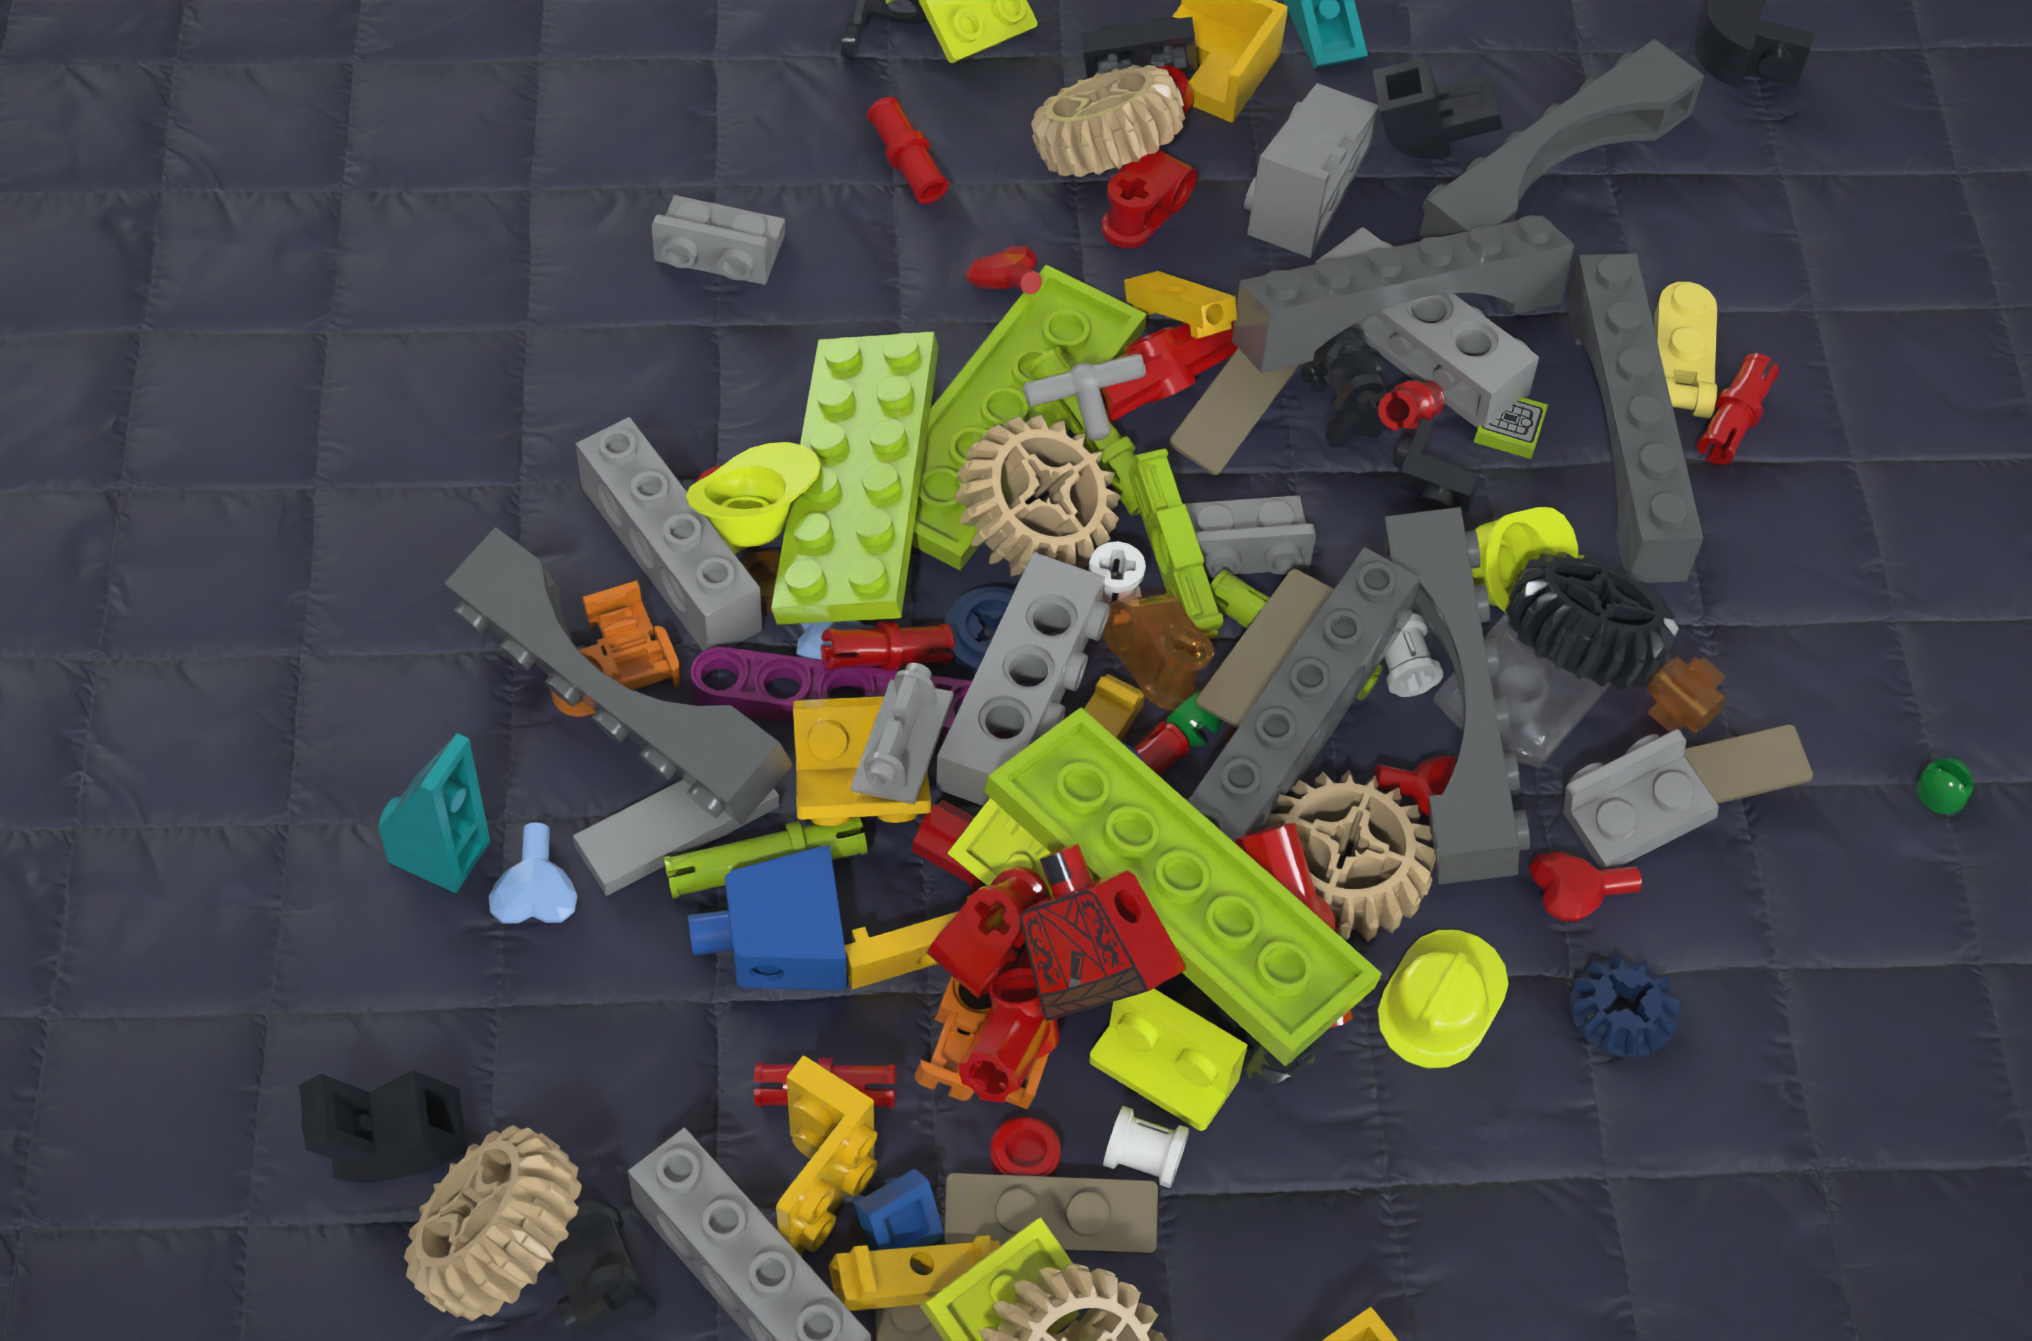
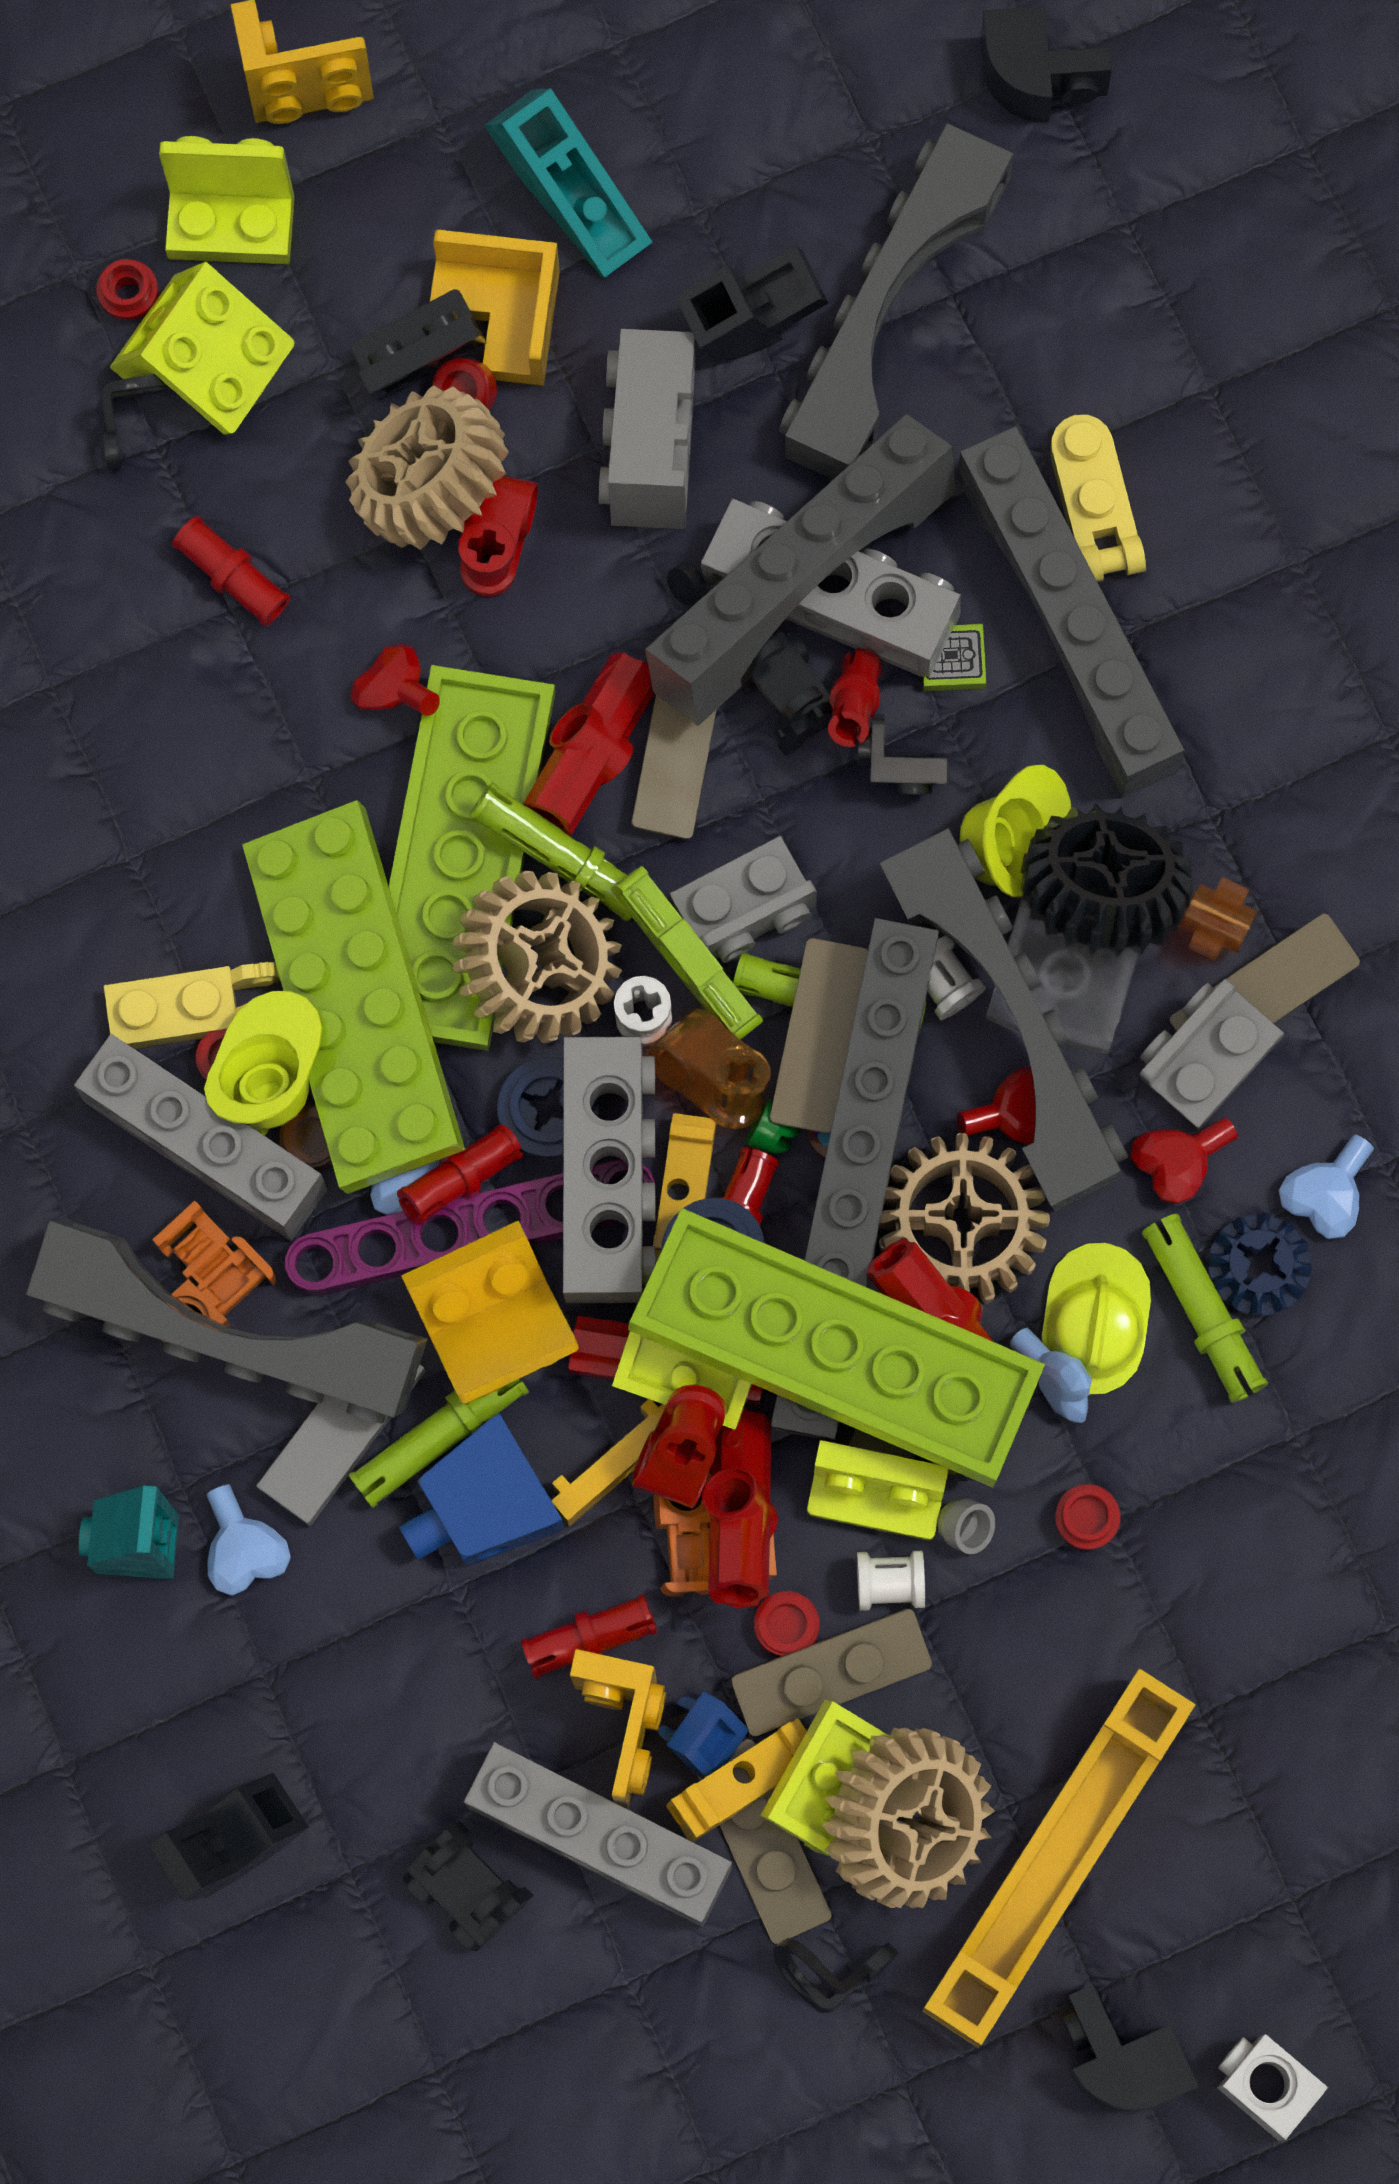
camera: 15 degrees left, 20 degrees up
(492, 1223) = (370, 1893): tan gear -> none
(702, 440) = (180, 1004): none -> light yellow hinge
(718, 239) = (87, 759): light grey bracket -> none
(903, 737) = (525, 1288): light grey hinge -> none
(1085, 382) = (535, 819): light grey piece -> none
(1094, 938) = (786, 1441): red torso -> none
(1201, 307) = (584, 664): yellow piece -> none
(1248, 1134) = (966, 1525): none -> light grey hinge
(1368, 1167) = (1087, 1517): none -> red plate
(1389, 1031) = (1062, 1379): none -> light blue rock
(1561, 1045) = (1205, 1309): none -> lime pin
(1716, 967) = (1328, 1190): none -> light blue rock
(1738, 409) = (1169, 555): red pin -> none

